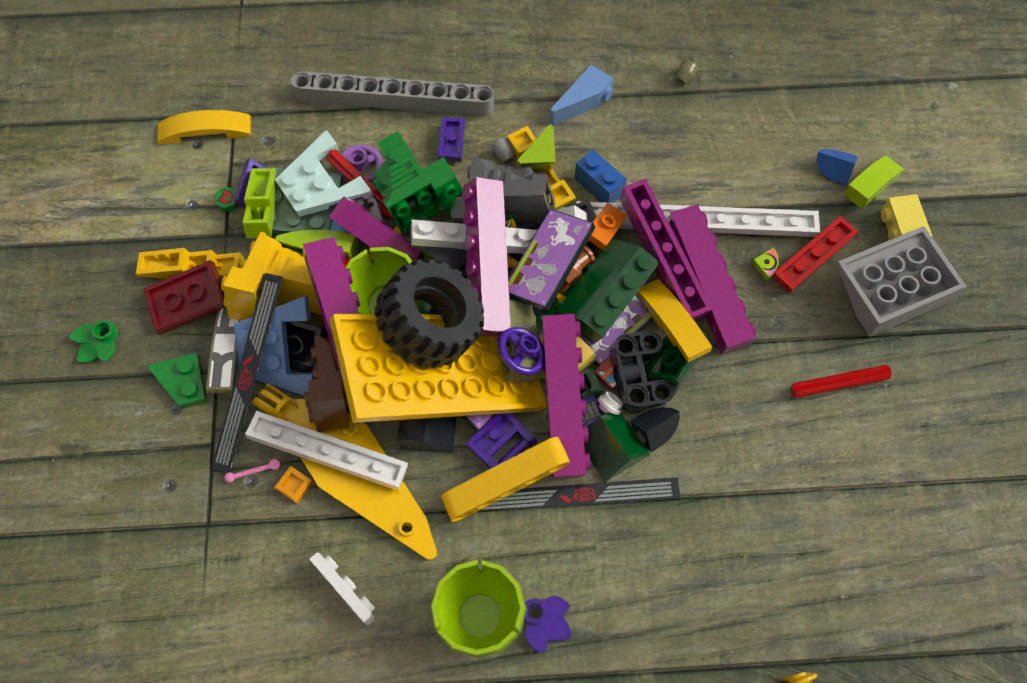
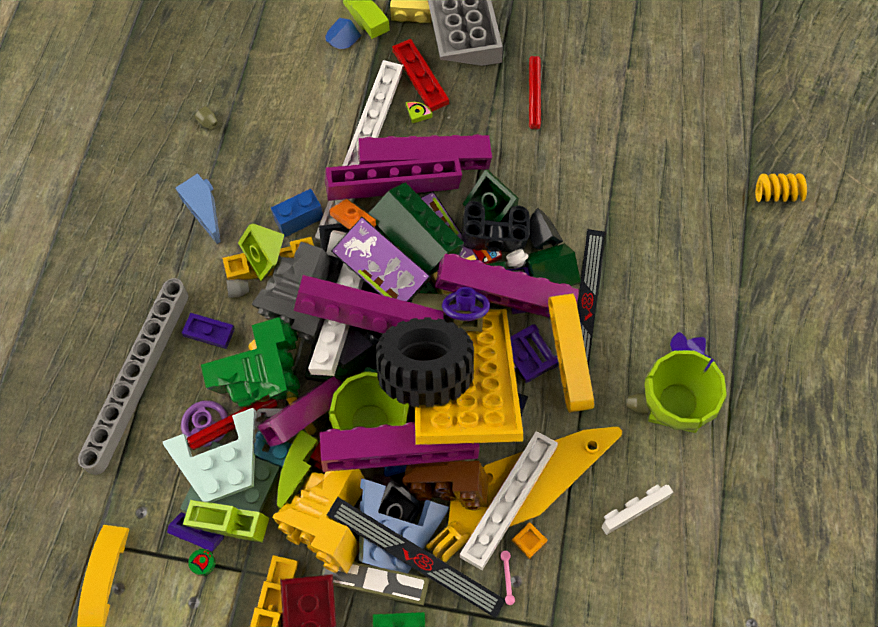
camera: 75 degrees left, 0 degrees up
(674, 320) = (461, 186): yellow slope -> none

